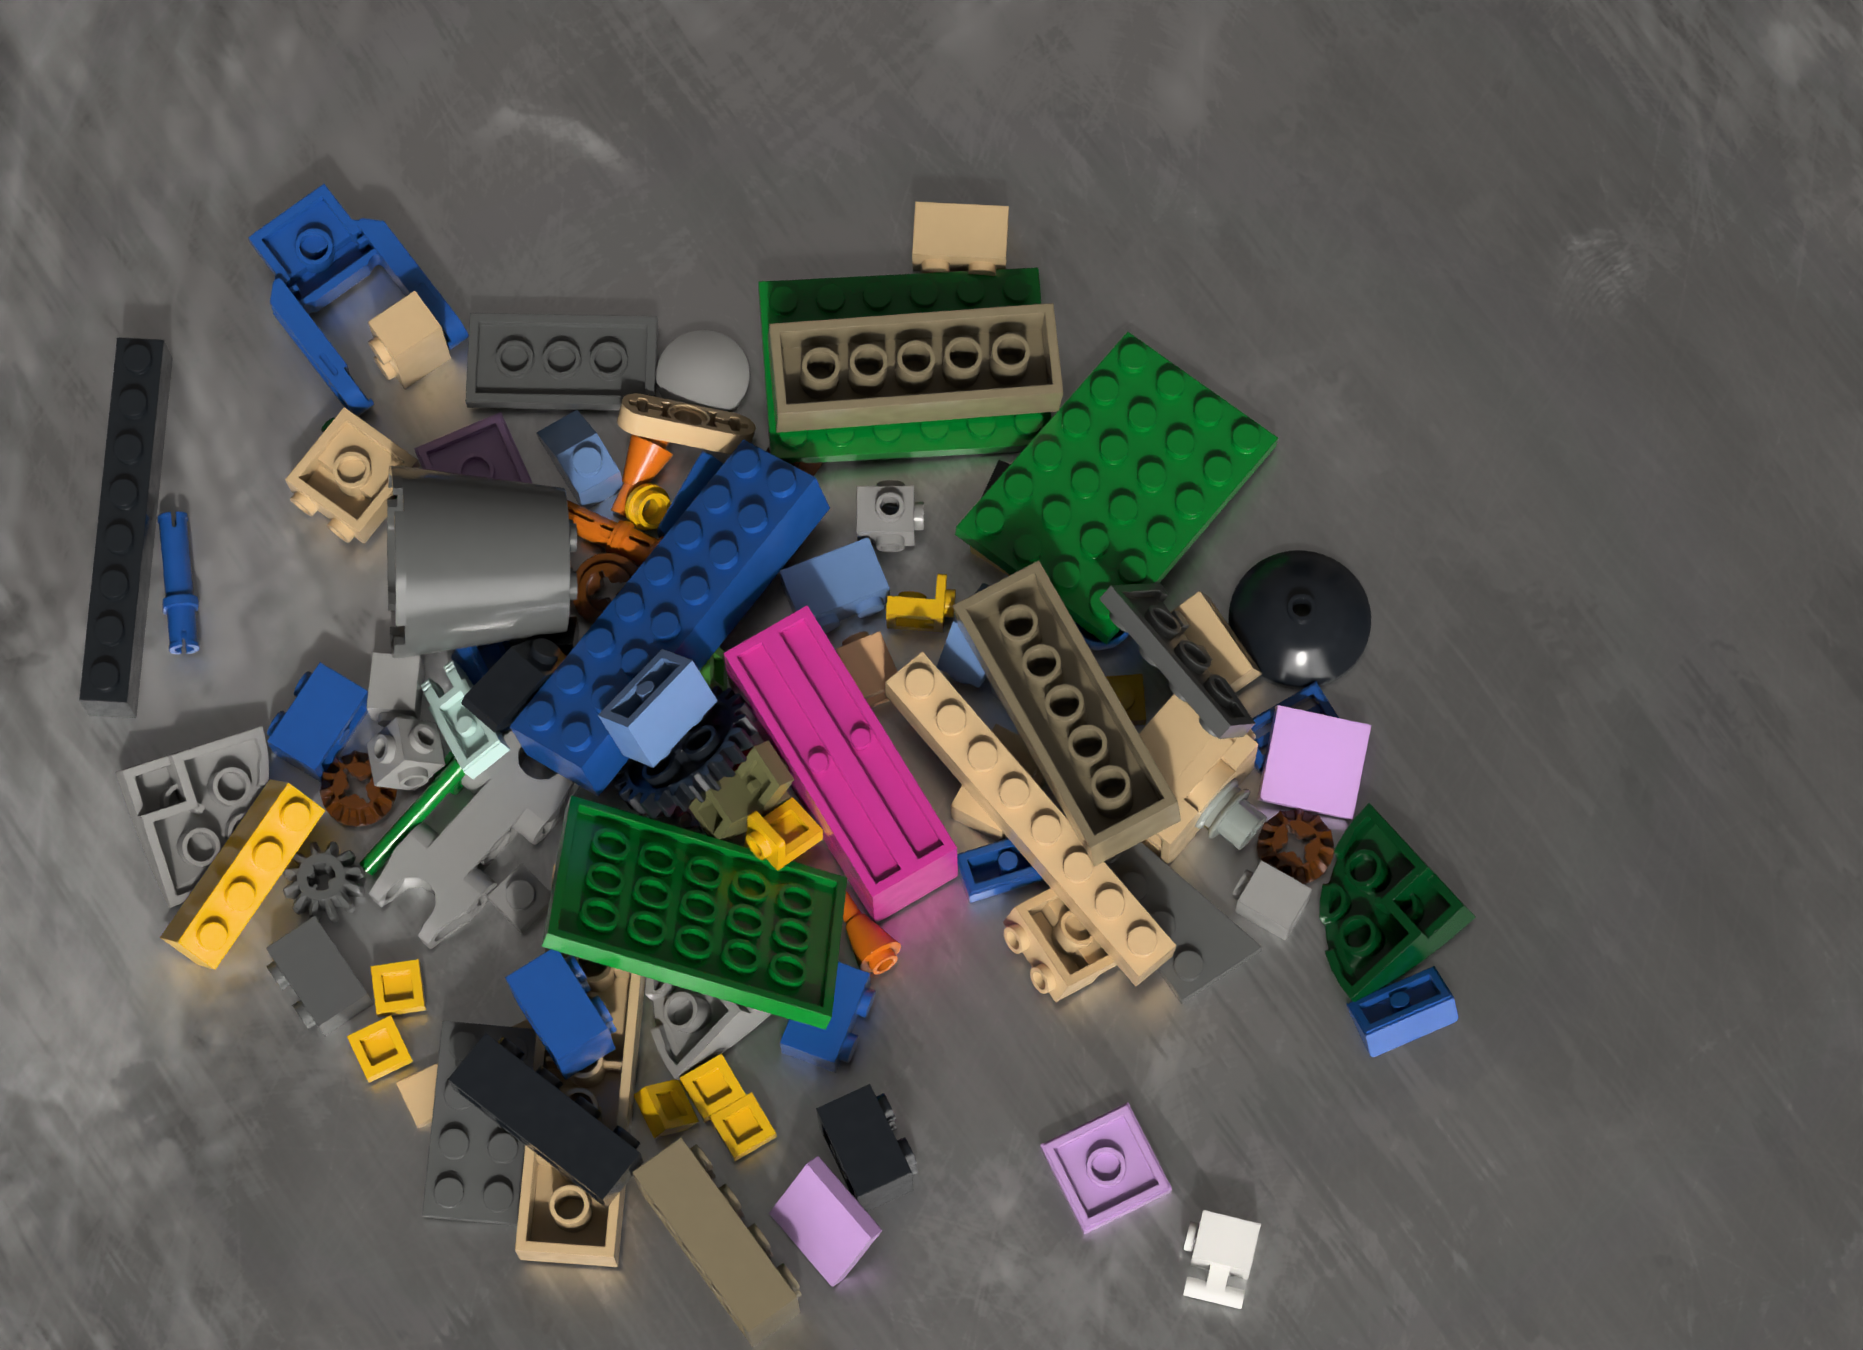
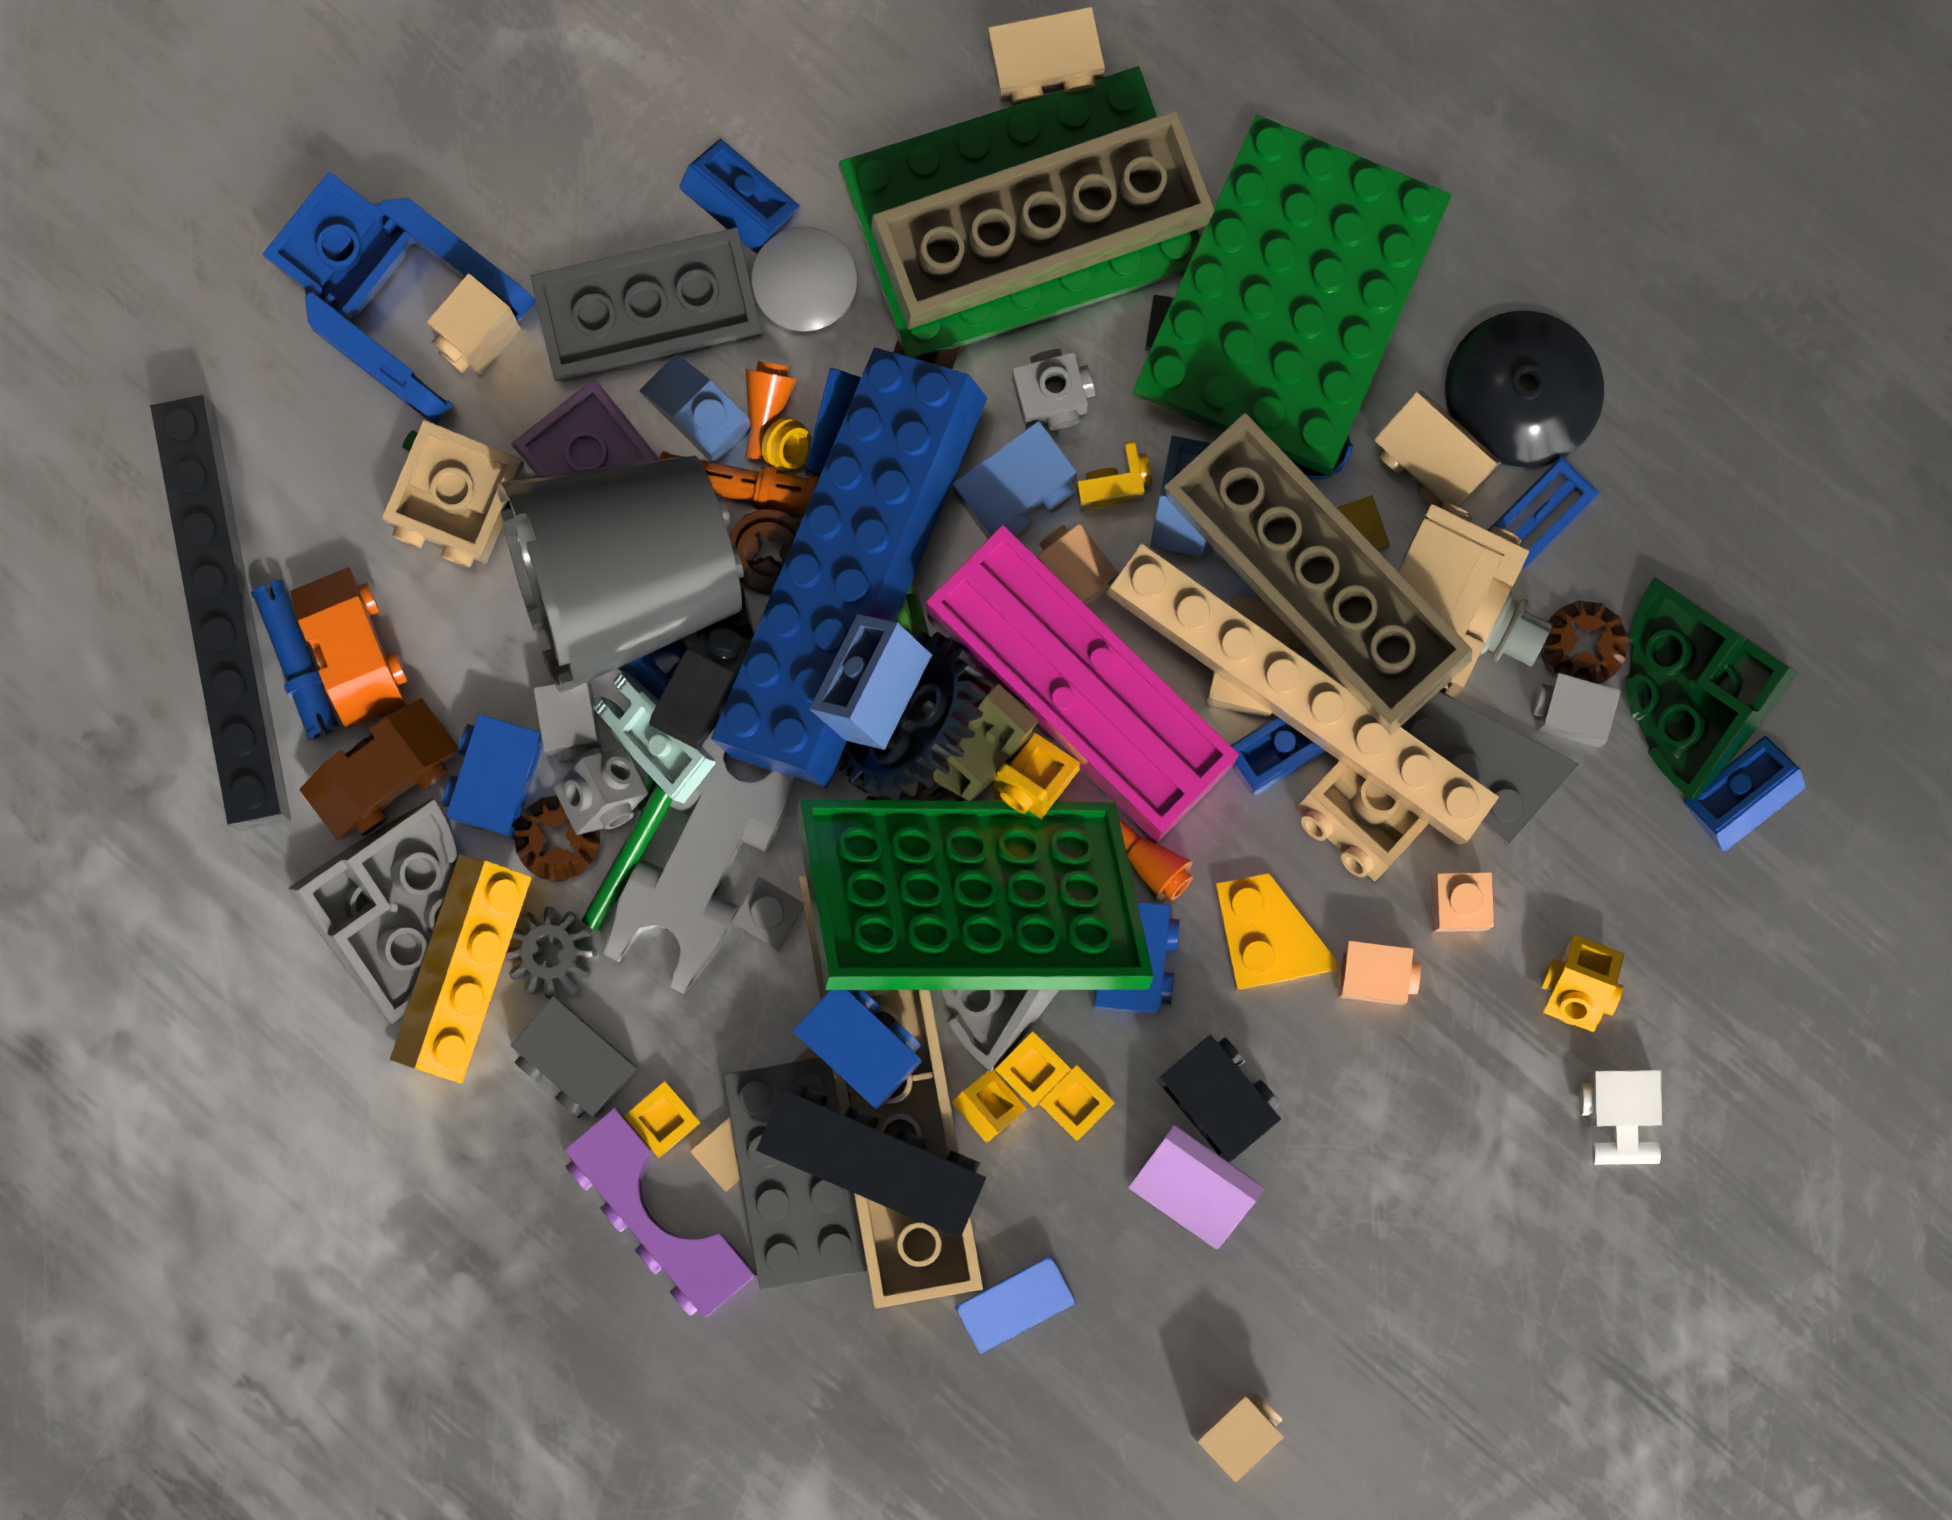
camera: 15 degrees left, 10 degrees up
(200, 699) = (360, 784): none -> reddish brown brick
(224, 577) = (352, 660): none -> orange brick
(329, 1075) = (614, 1162): none -> medium lavender arch
(398, 988) = (663, 1047): yellow plate -> none
(641, 1286) = (1015, 1304): none -> slope
(666, 291) = (737, 195): none -> blue slope
(684, 423) = (773, 342): tan beam -> none
(717, 1242) = (1088, 1241): dark tan brick -> none
(951, 1027) = (1268, 934): none -> yellow wing
(1037, 1081) = (1378, 973): none -> light nougat brick
(1106, 1168) = (1474, 1046): lavender tile -> none
(1126, 1038) = (1462, 902): none -> light nougat brick
(1163, 644) = (1426, 481): dark grey wing -> none
(1213, 1133) = (1583, 983): none -> yellow brick
(1314, 762) = (1583, 547): lavender tile -> none

